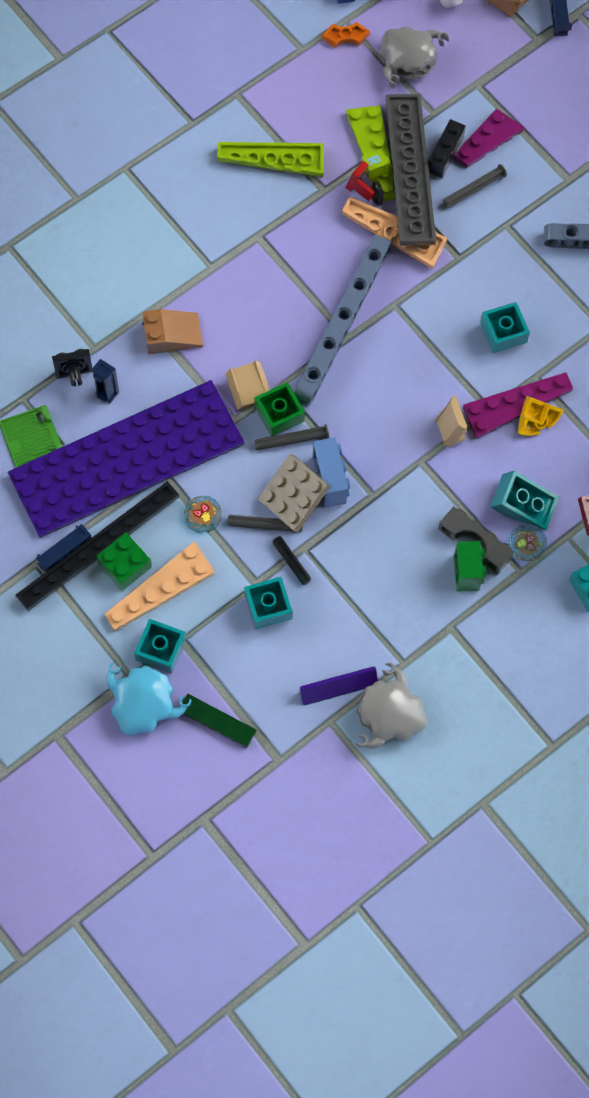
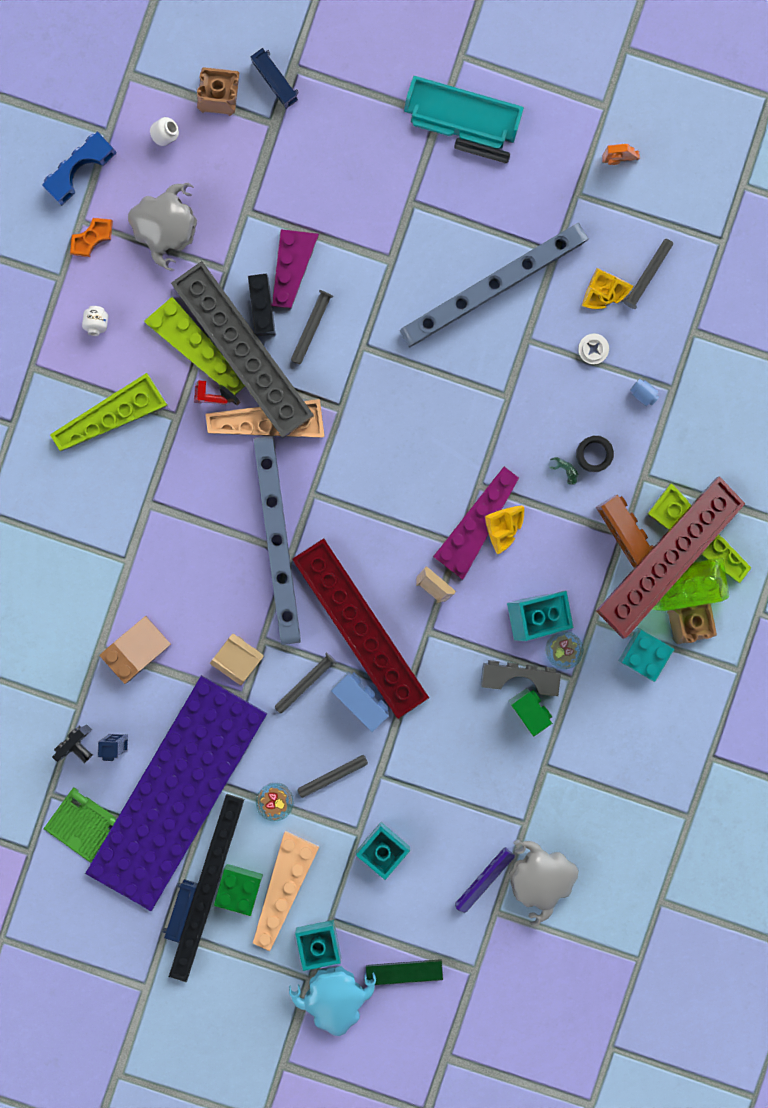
camera: 25 degrees left, 20 degrees up
(279, 409) = (278, 668): green brick -> none
(291, 560) = (376, 795): black axle -> none
(294, 492) = (342, 742): dark tan plate -> none
(309, 87) = (95, 320): none -> white head
(367, 424) = (360, 628): none -> dark red plate
(377, 163) = (209, 368): lime brick -> none
(504, 327) = (425, 459): teal brick -> none

